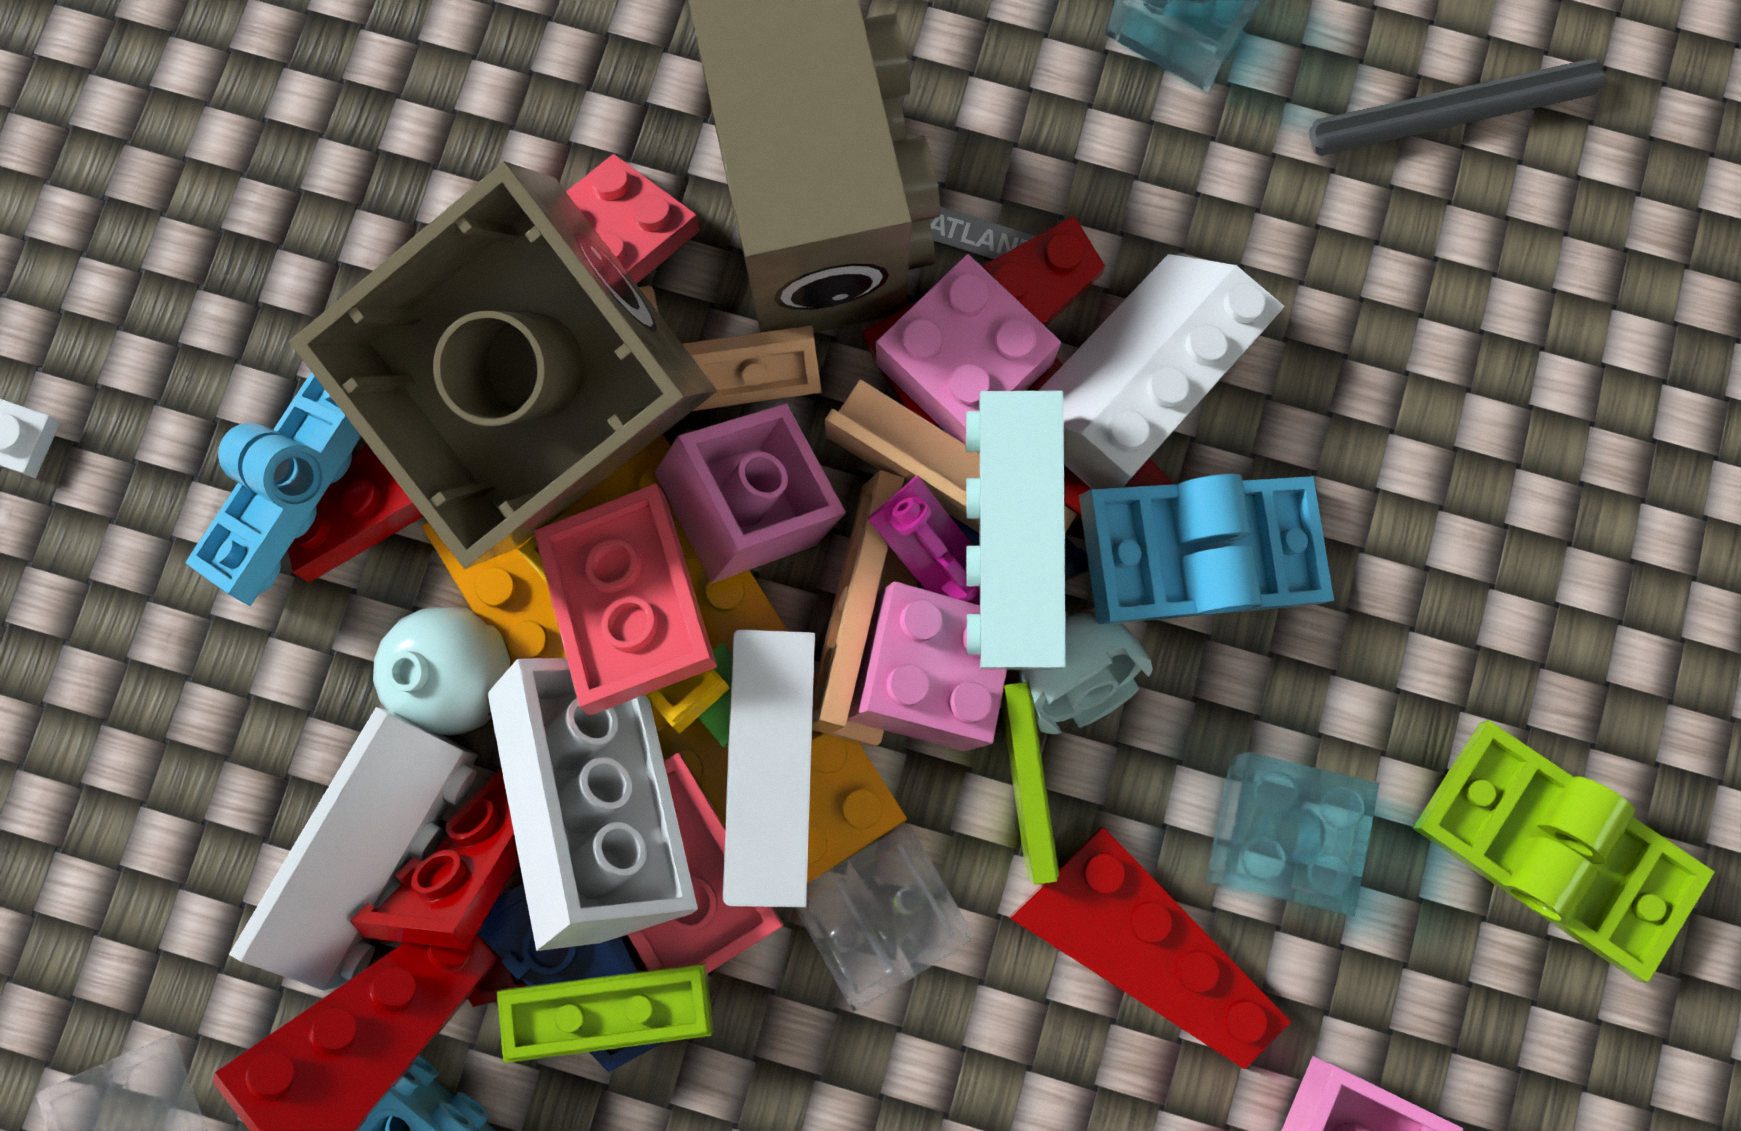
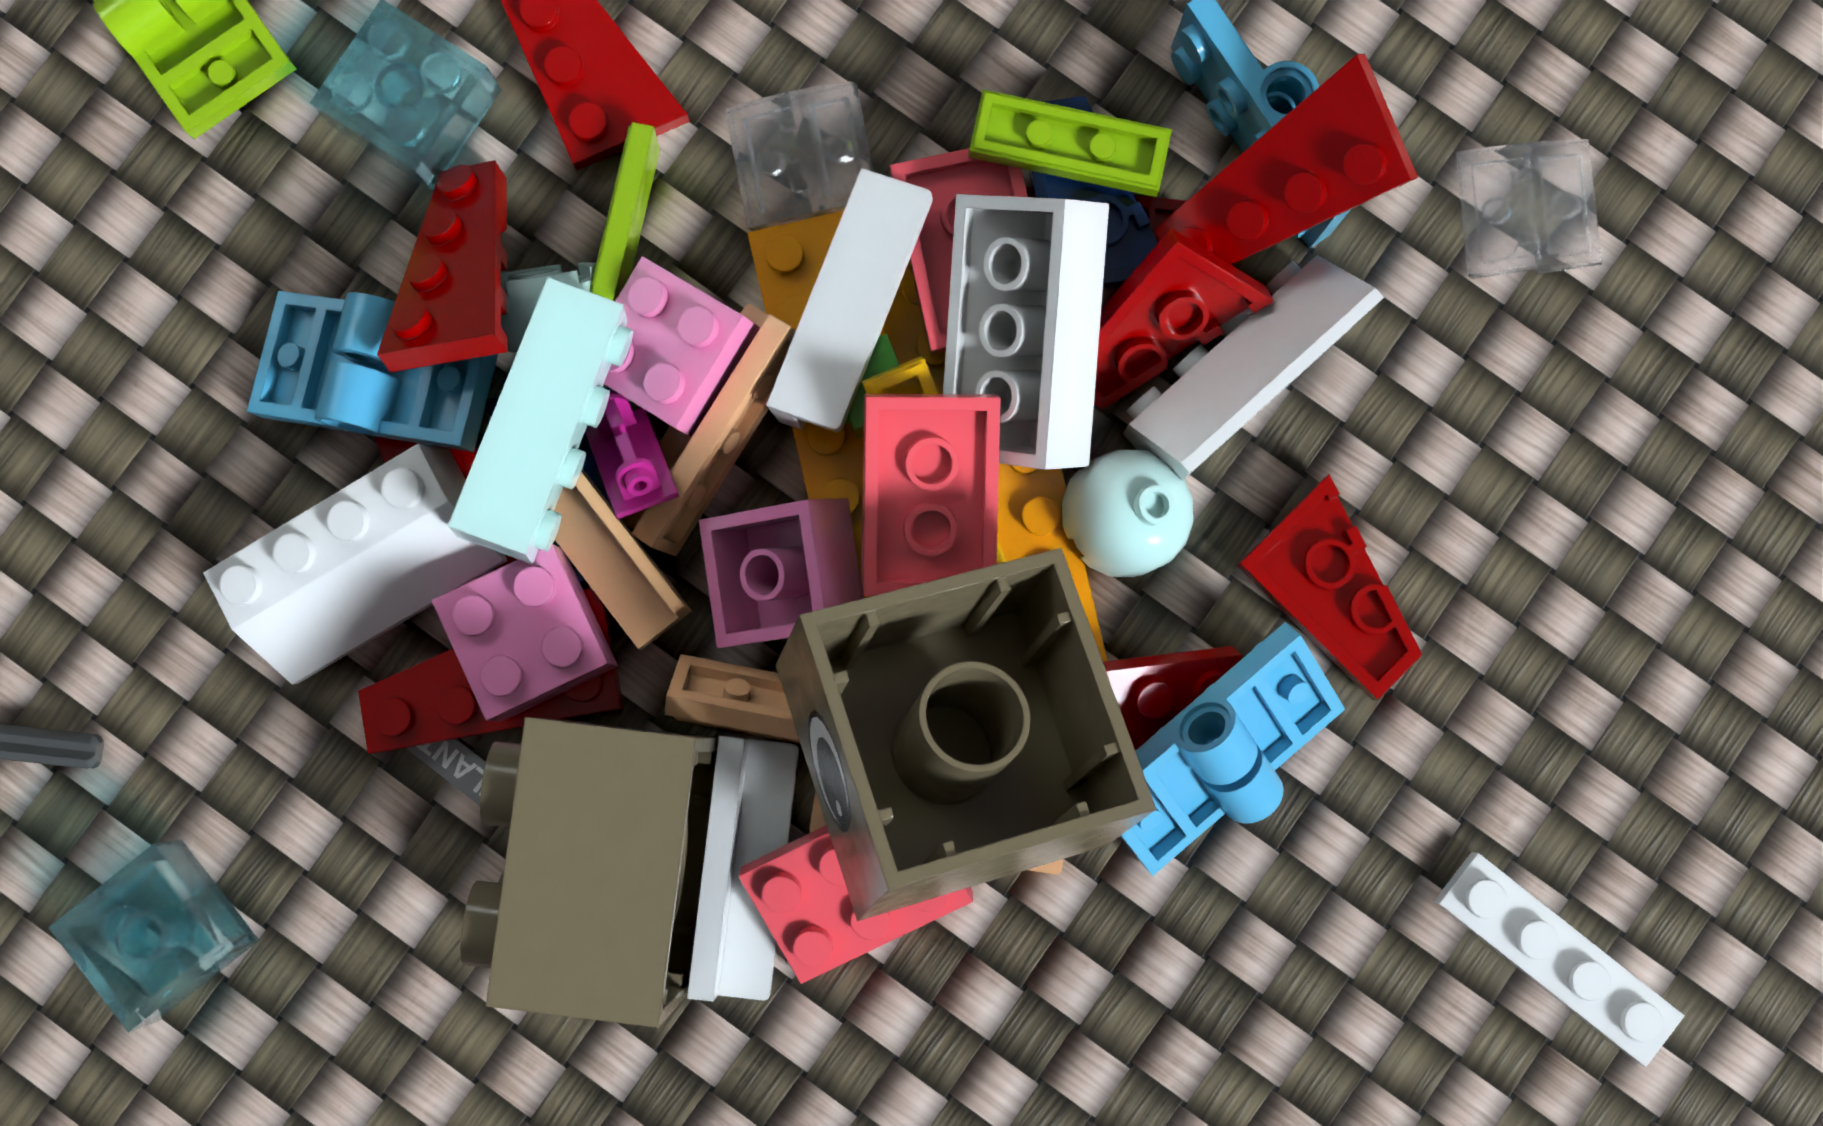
camera: 160 degrees left, 5 degrees up
(228, 670) = (1329, 588): none -> red wing
(709, 267) = (746, 821): none -> white panel
(1161, 636) = (452, 284): none -> red wing

